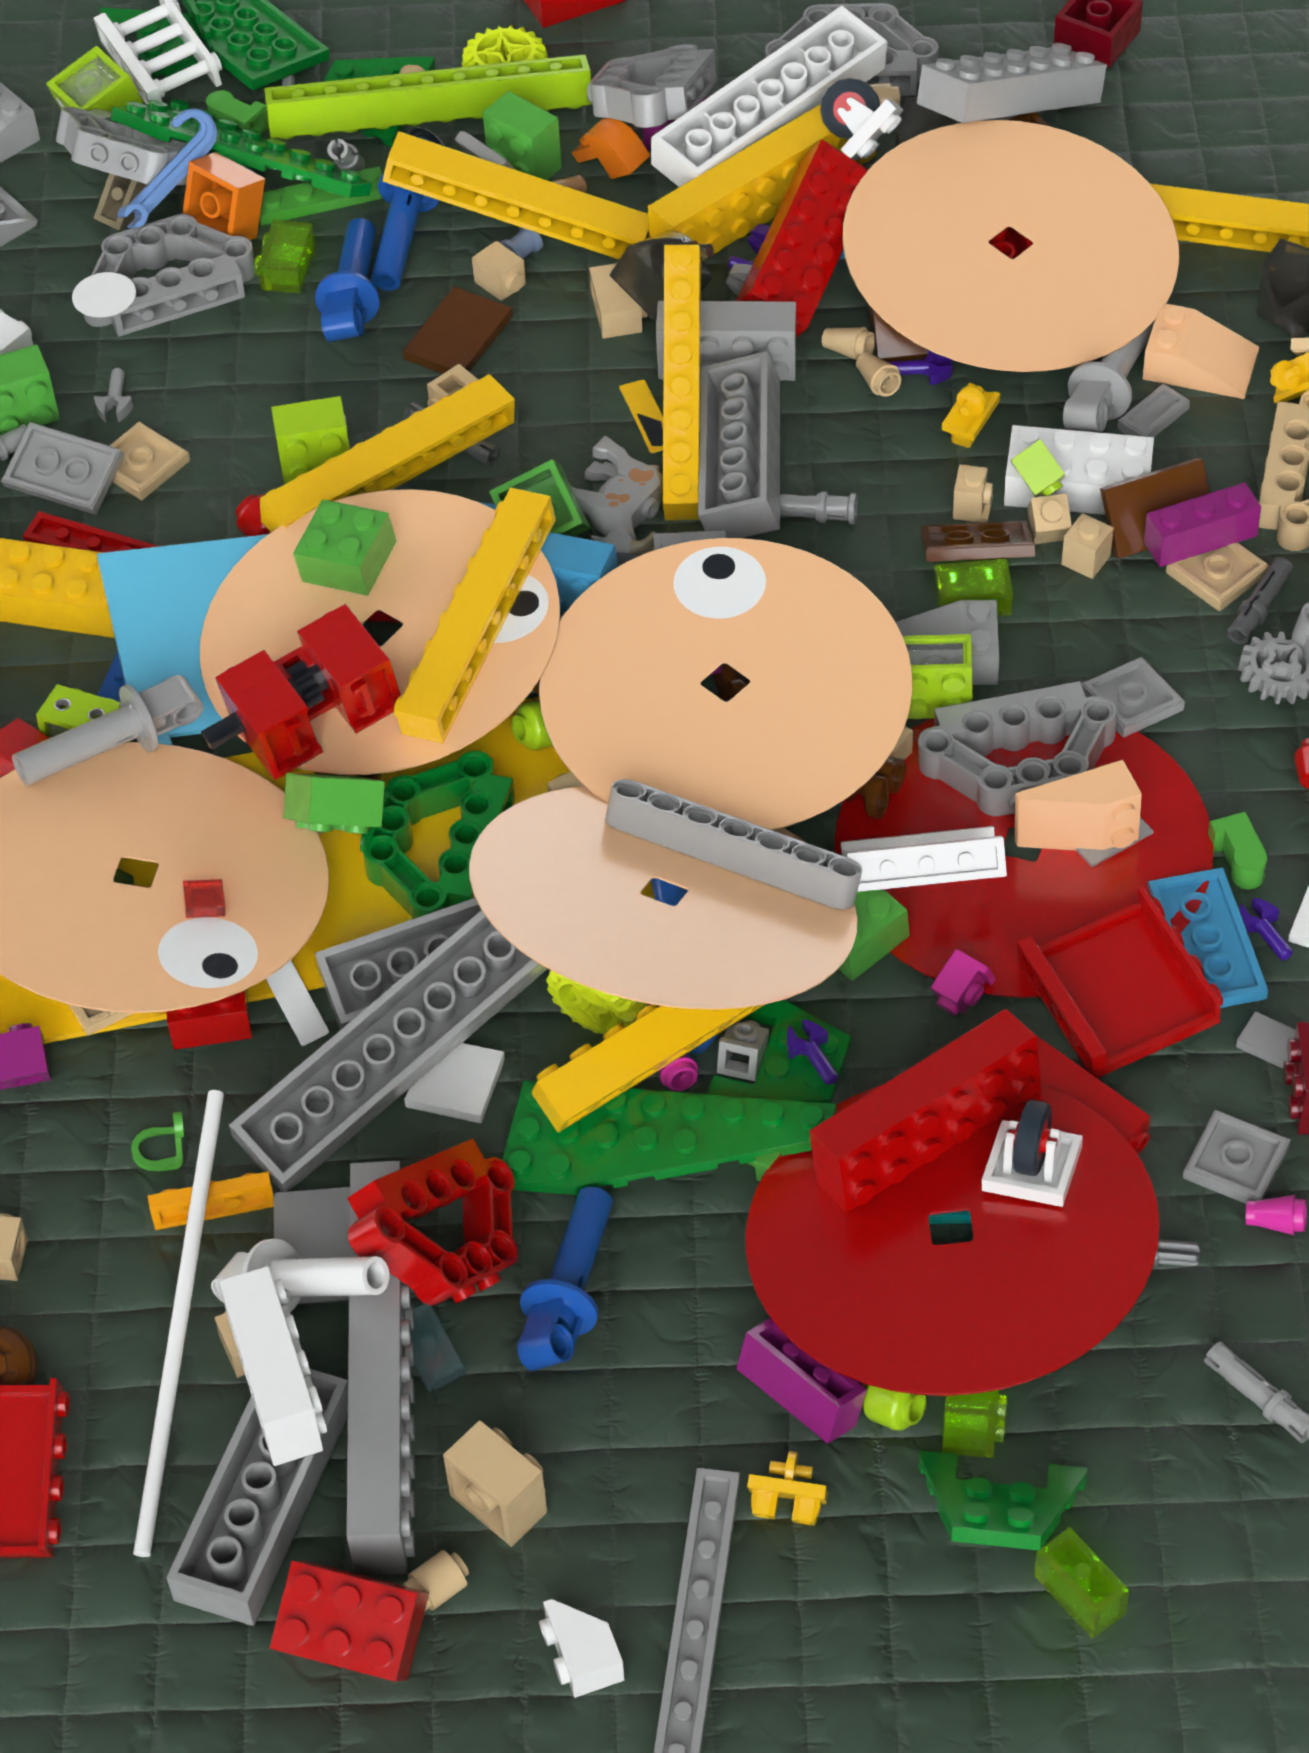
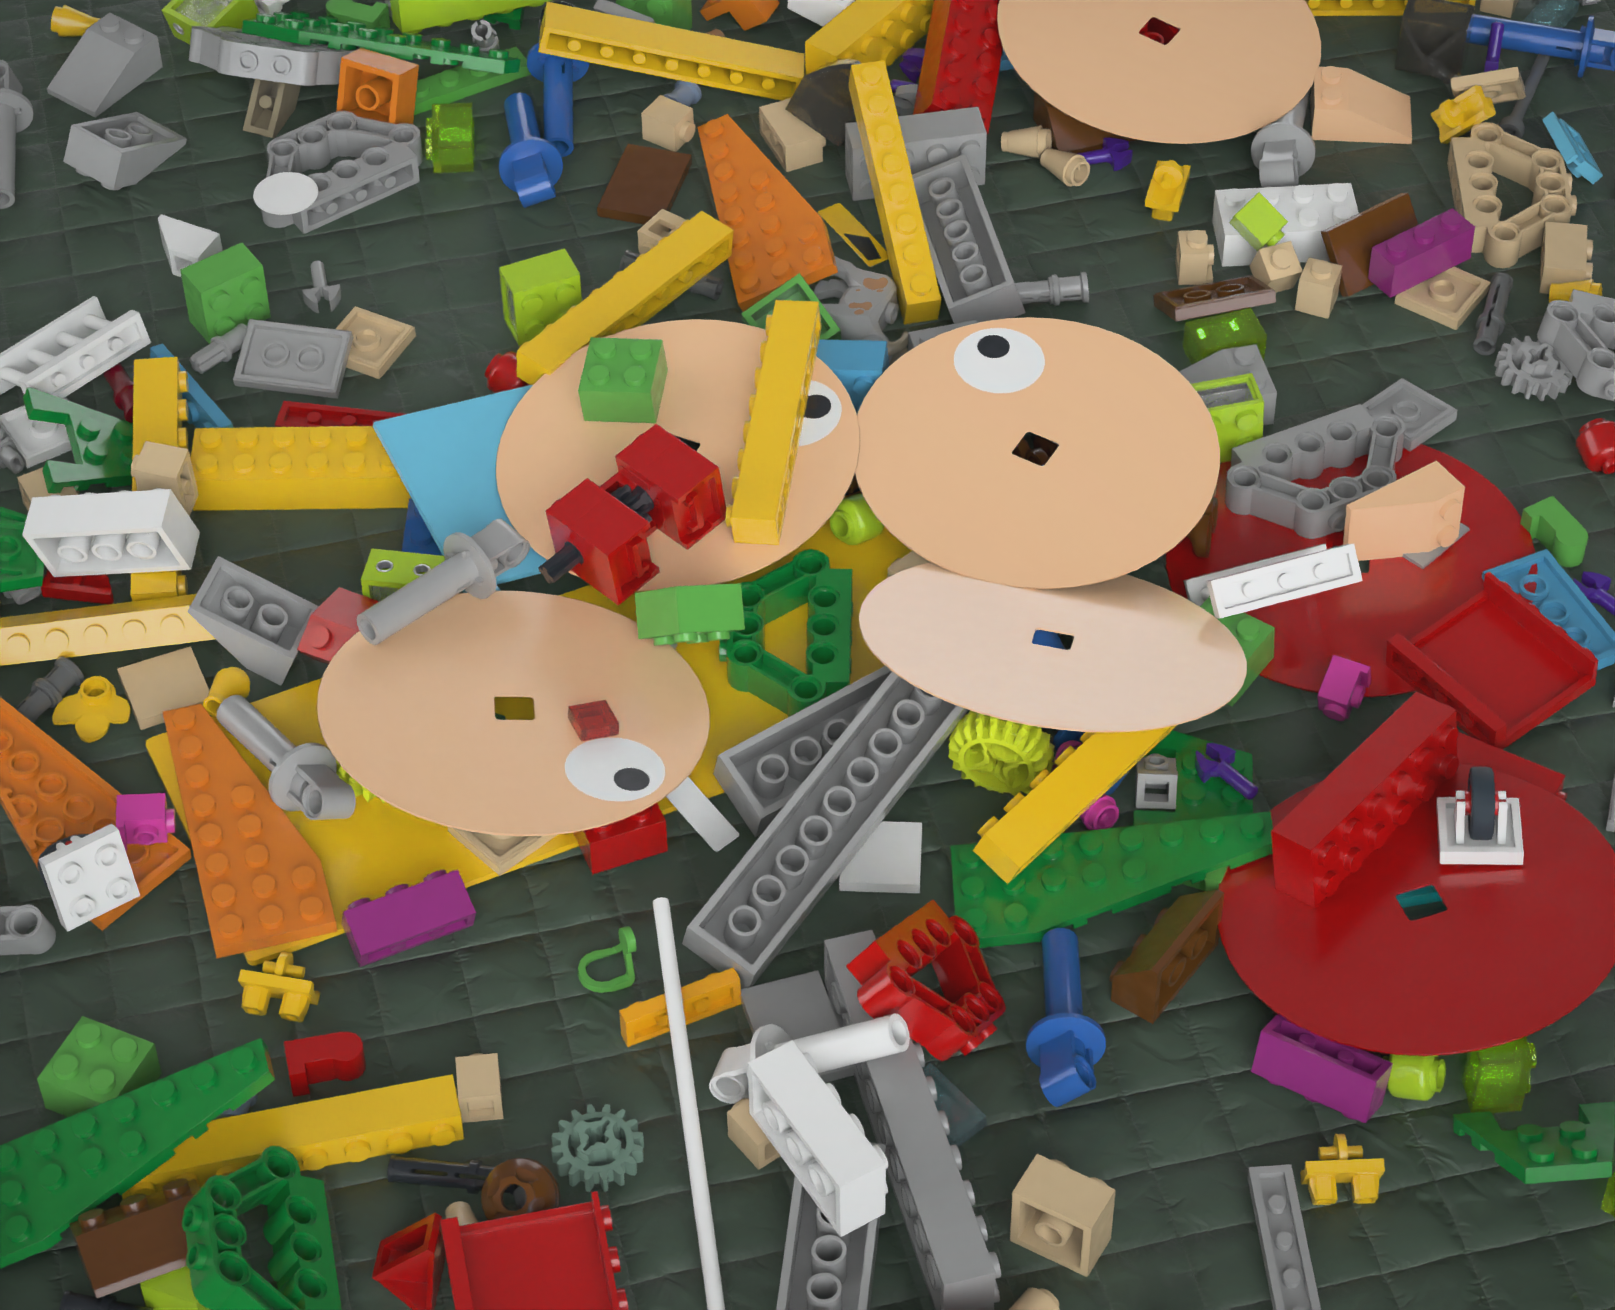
camera: 15 degrees left, 5 degrees down
(87, 1333) = (597, 1147): none -> sand green gear
(175, 169) = (326, 68): medium blue piece -> none
(557, 391) = (771, 221): none -> orange wing
(692, 1234) = (1168, 954): none -> reddish brown slope
(733, 844) = (1099, 589): light grey beam -> none
(1154, 413) = (1335, 164): light grey tile -> none

